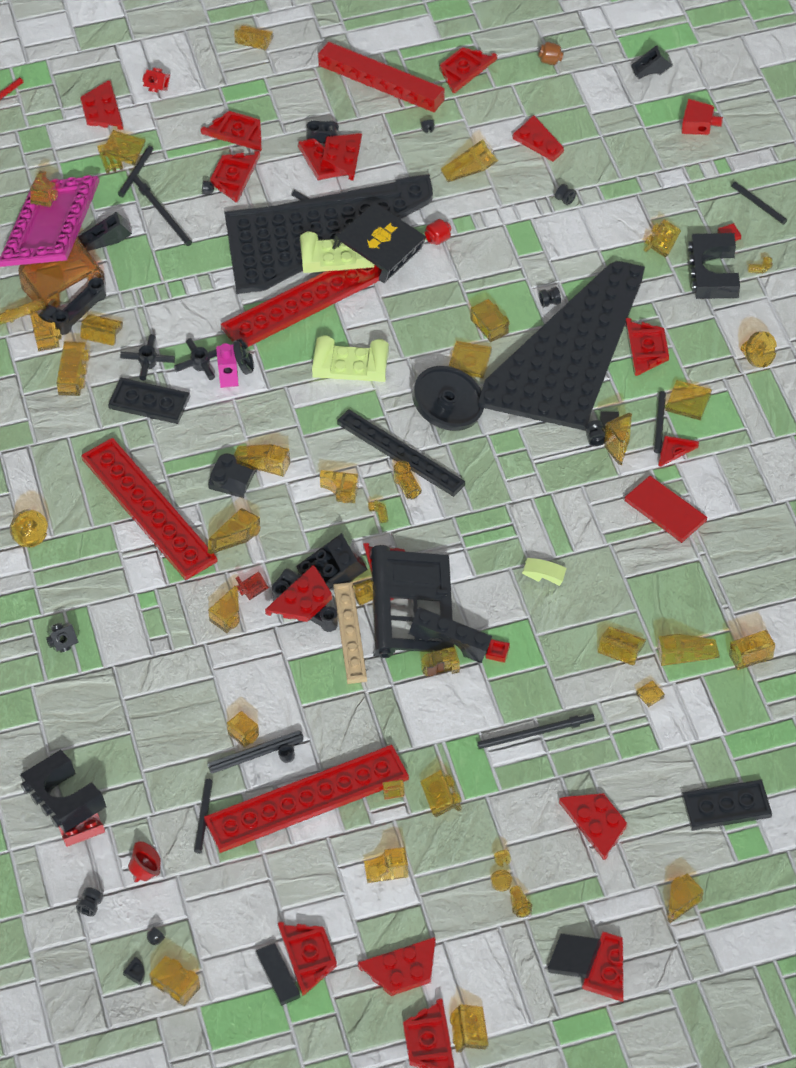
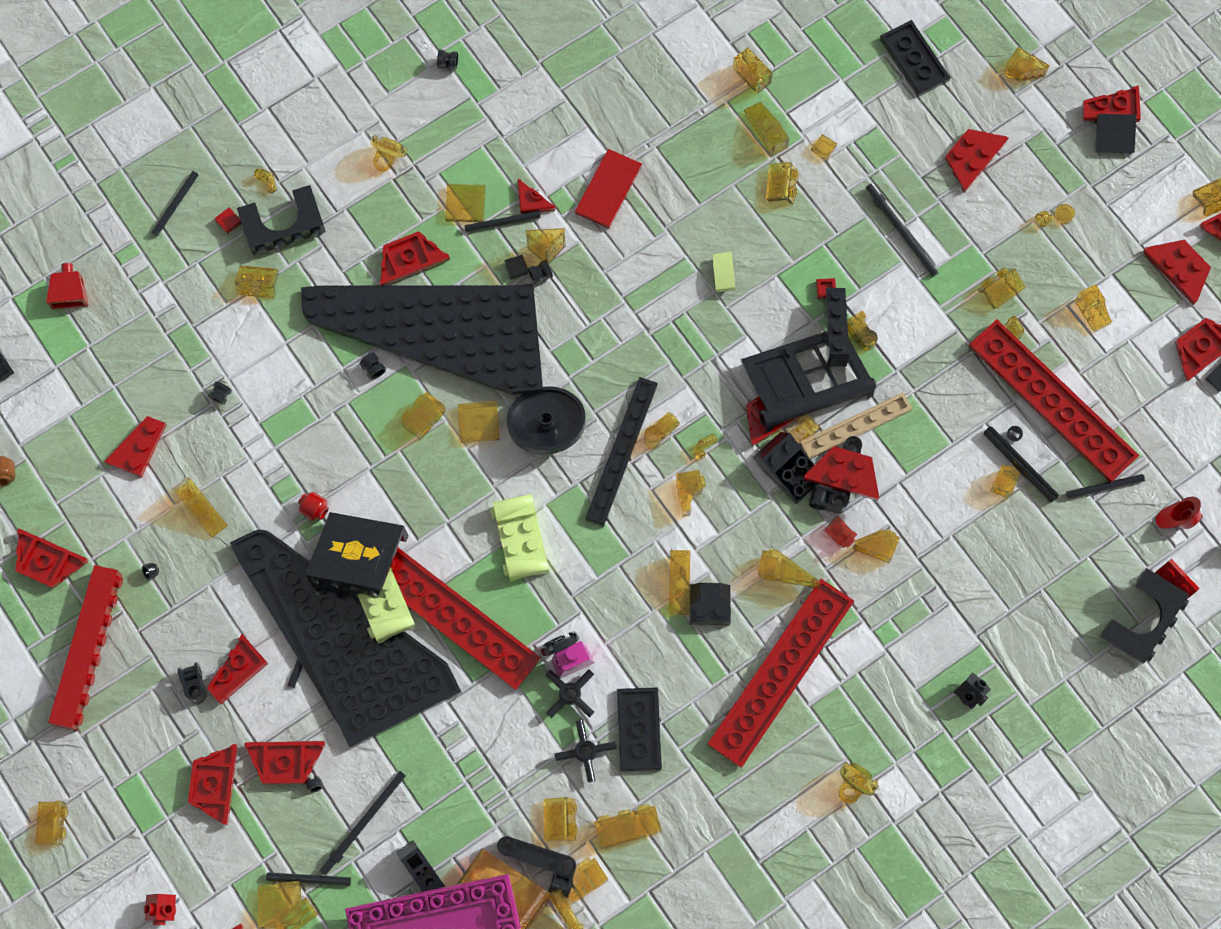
camera: 110 degrees left, 20 degrees up
(342, 153) = (223, 647): red wing -> none
(520, 903) = (1082, 190): clear yellow cone -> none

